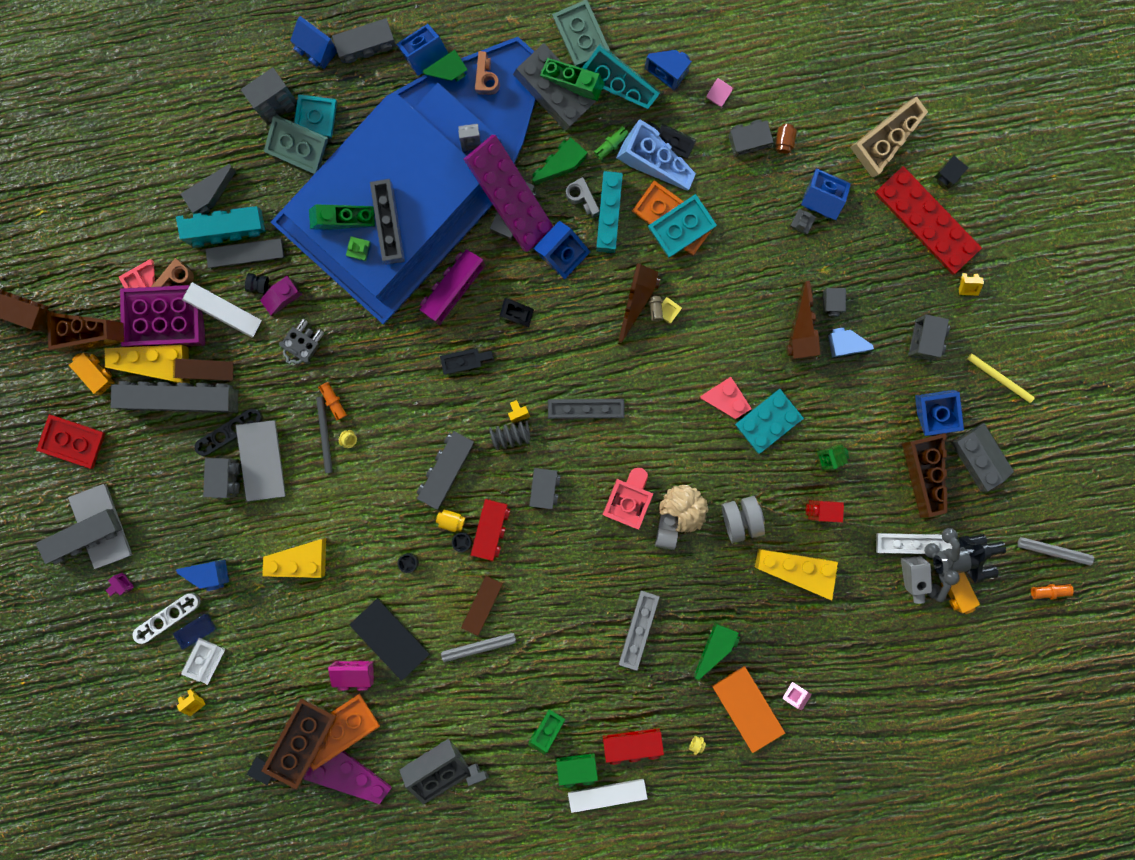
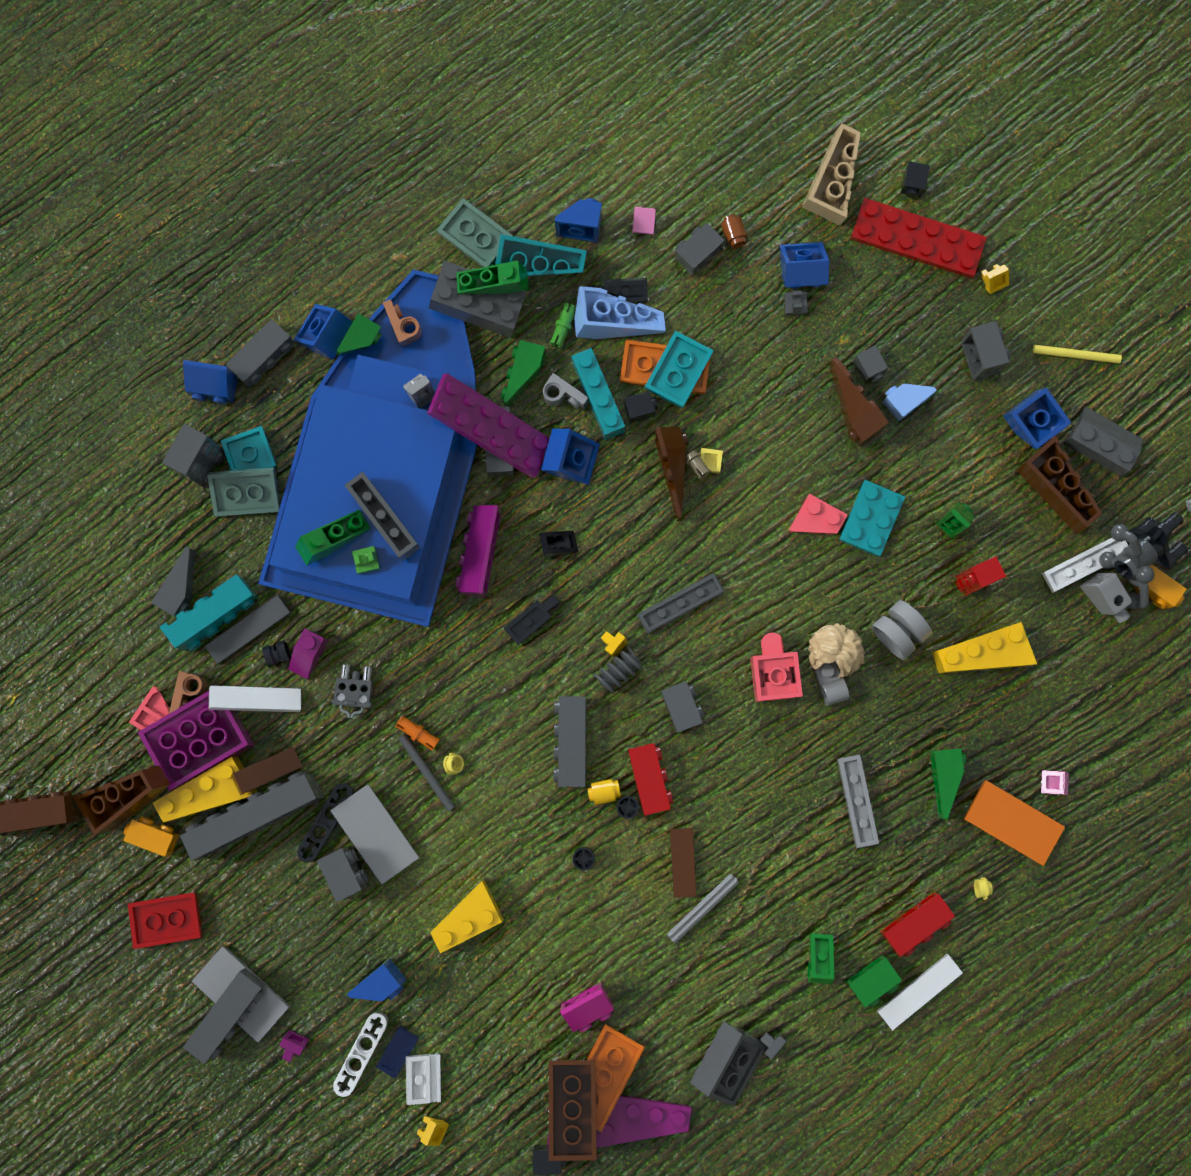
camera: 25 degrees left, 5 degrees down
(389, 639) = (606, 949): black tile -> none
(637, 239) = (640, 406): none -> black brick

